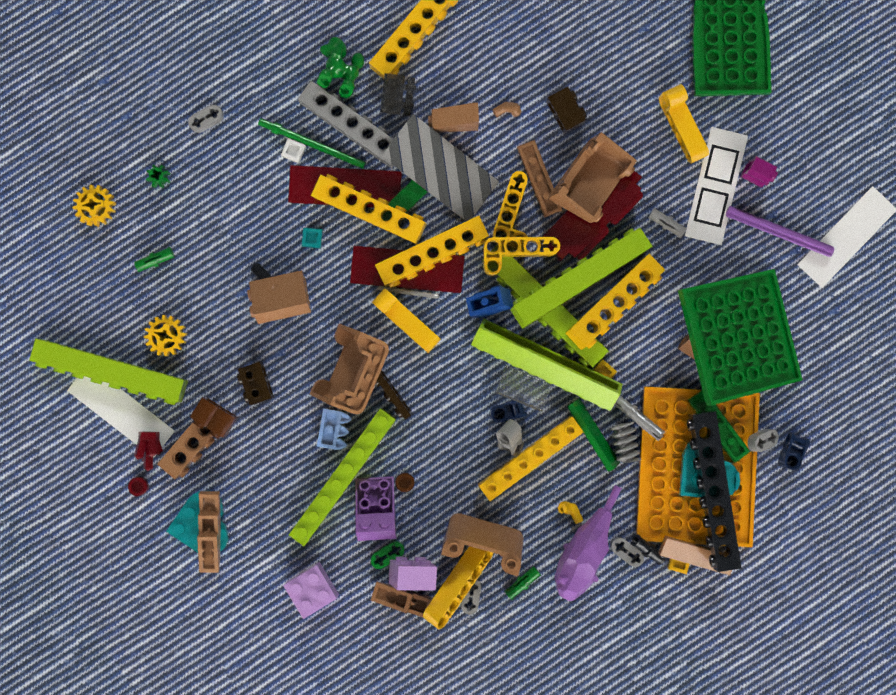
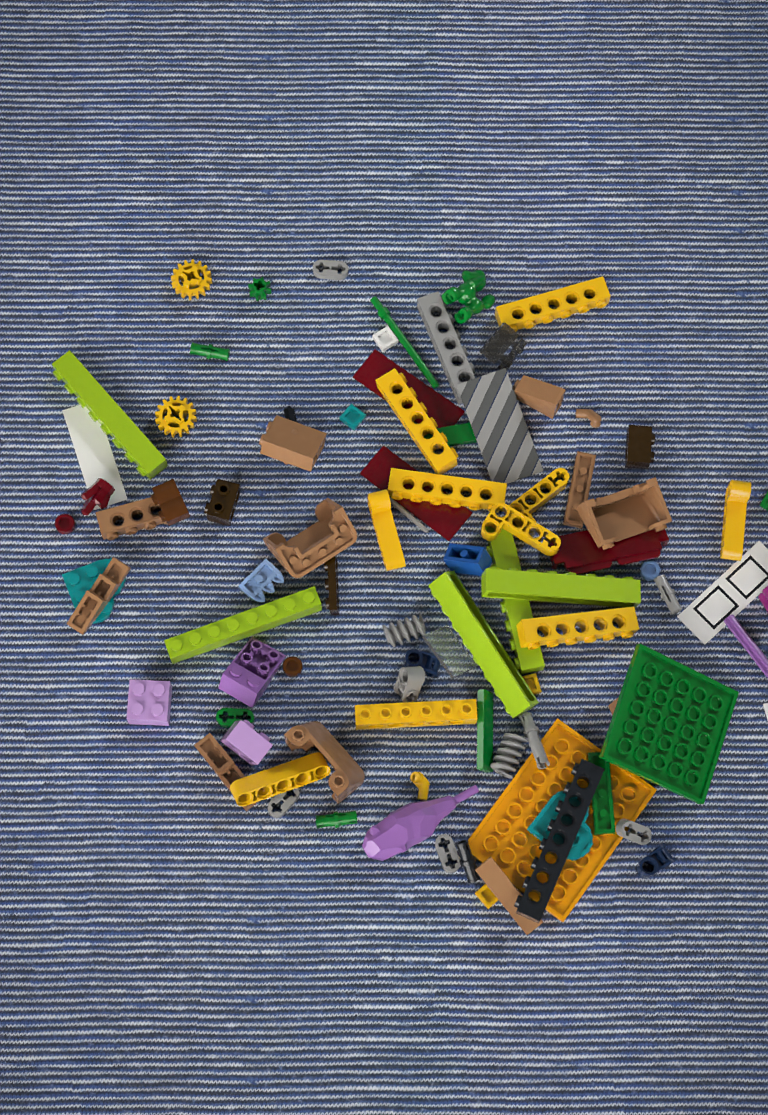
camera: 30 degrees right, 15 degrees down
(476, 394) = (405, 630): none -> light grey piece
(640, 211) = (649, 570): none -> medium blue tile

